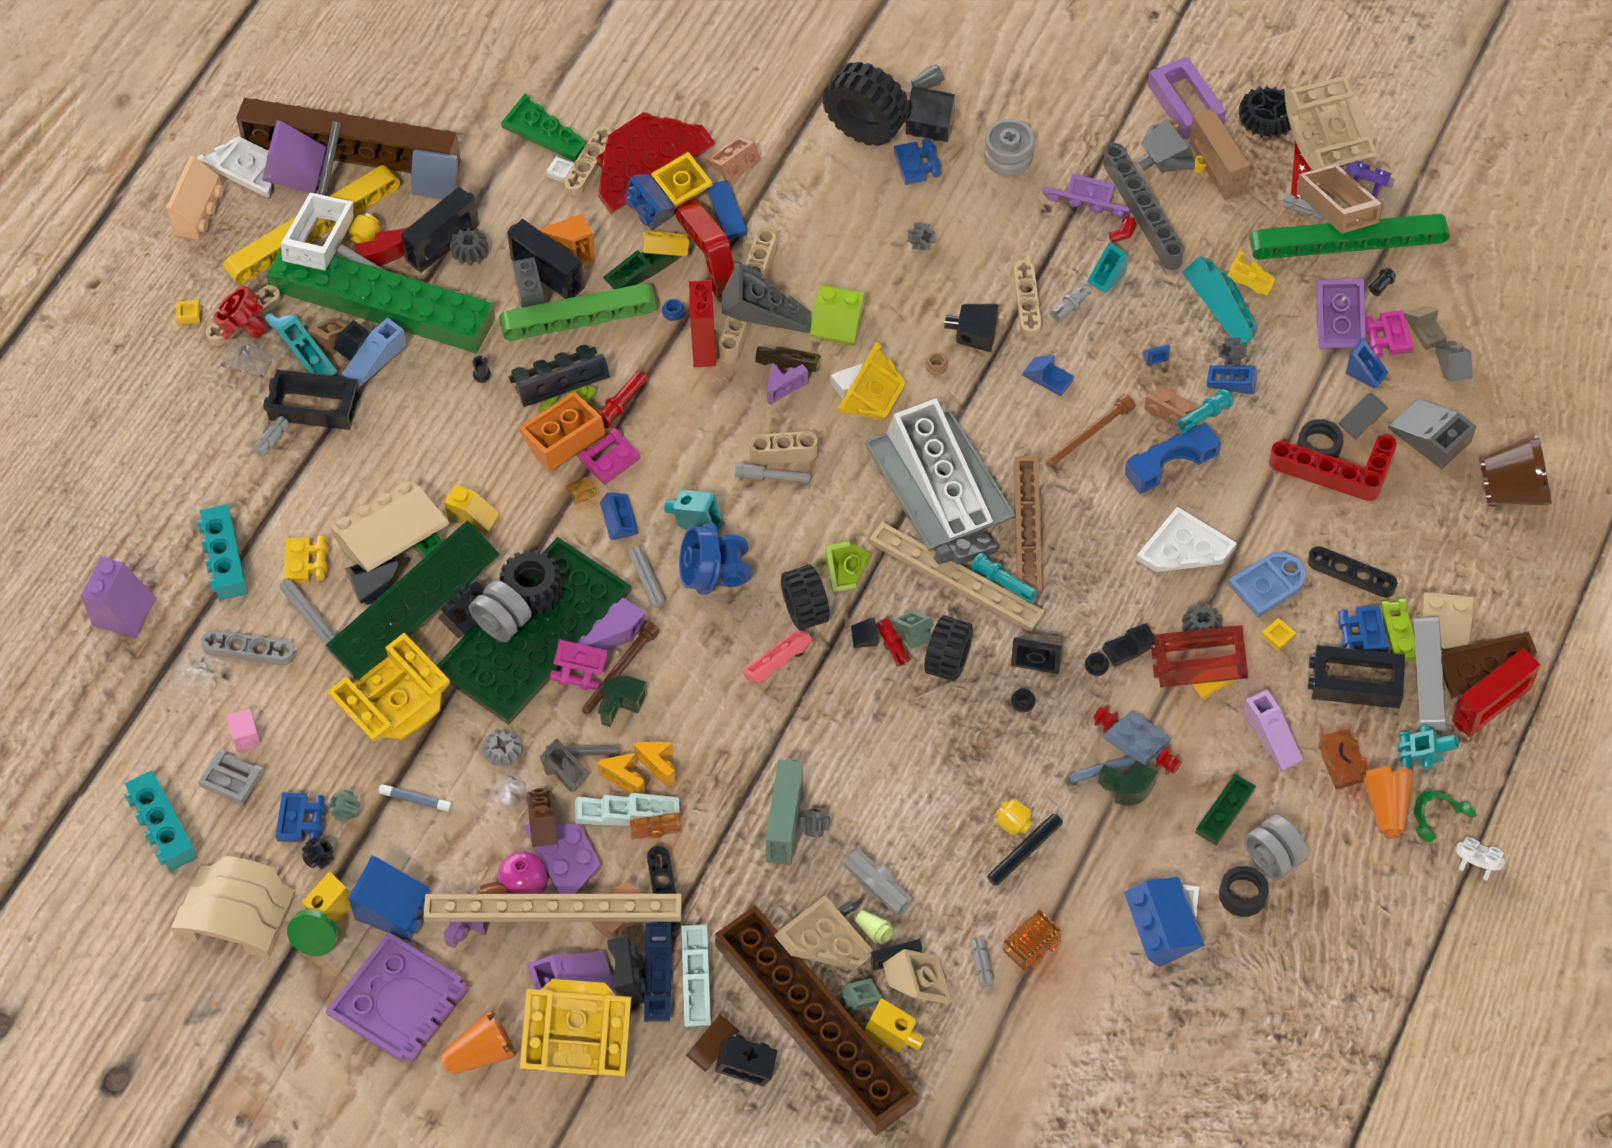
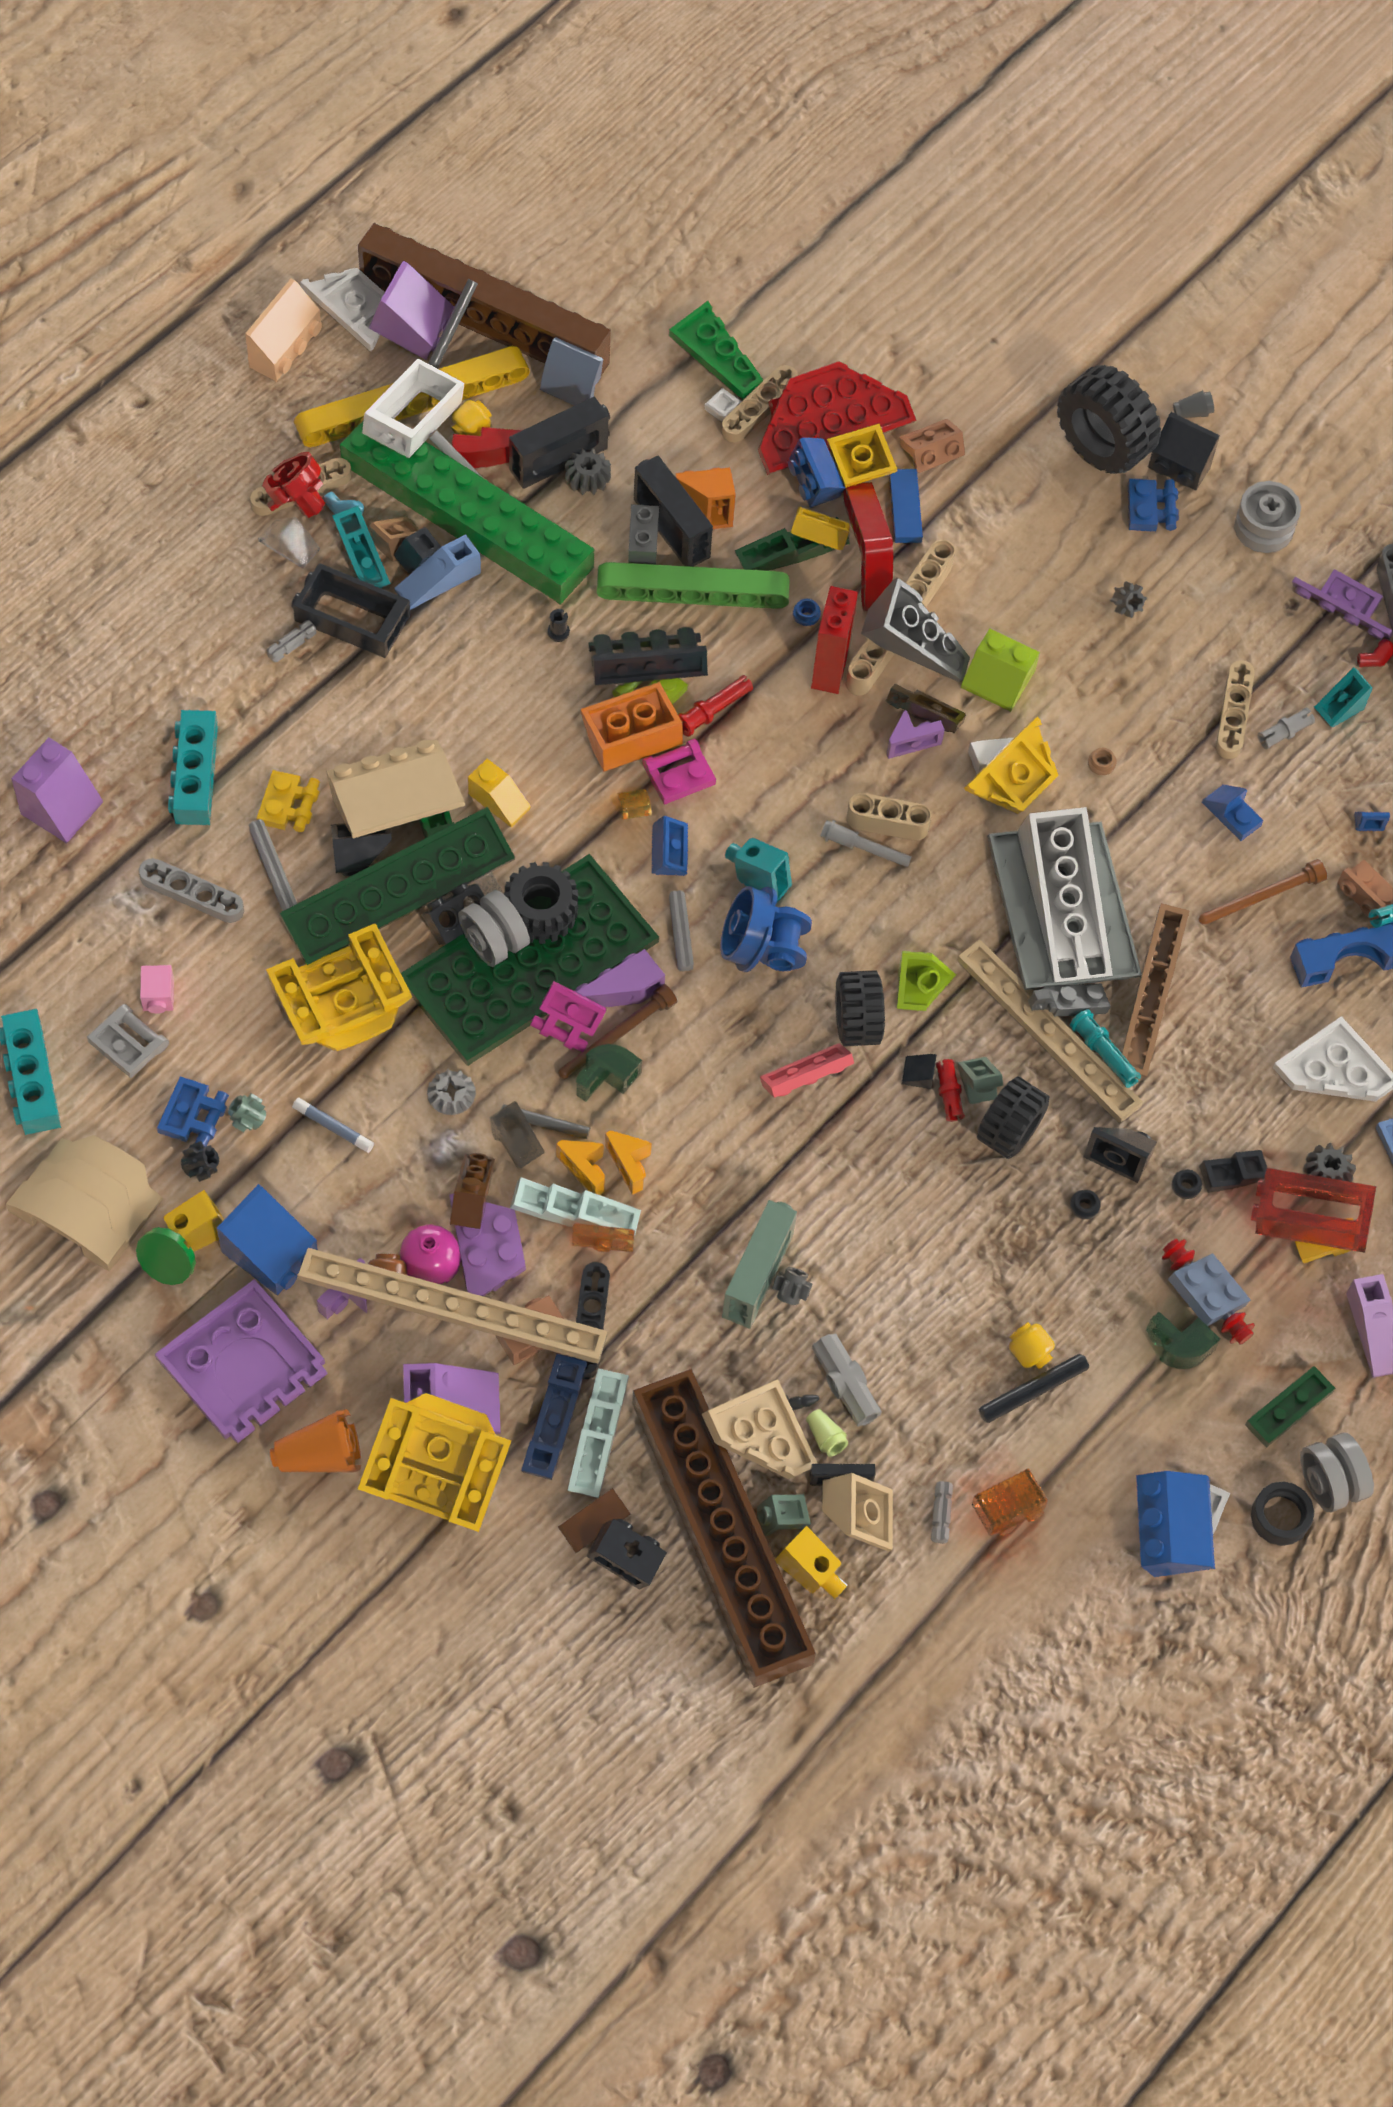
camera: 10 degrees right, 5 degrees up
(188, 312) = (238, 465): yellow tile -> none
(628, 967) = (519, 1405): black brick -> none
(975, 325) = (1162, 726): black torso -> none
(1094, 771) = (1136, 1315): sand blue bar -> none

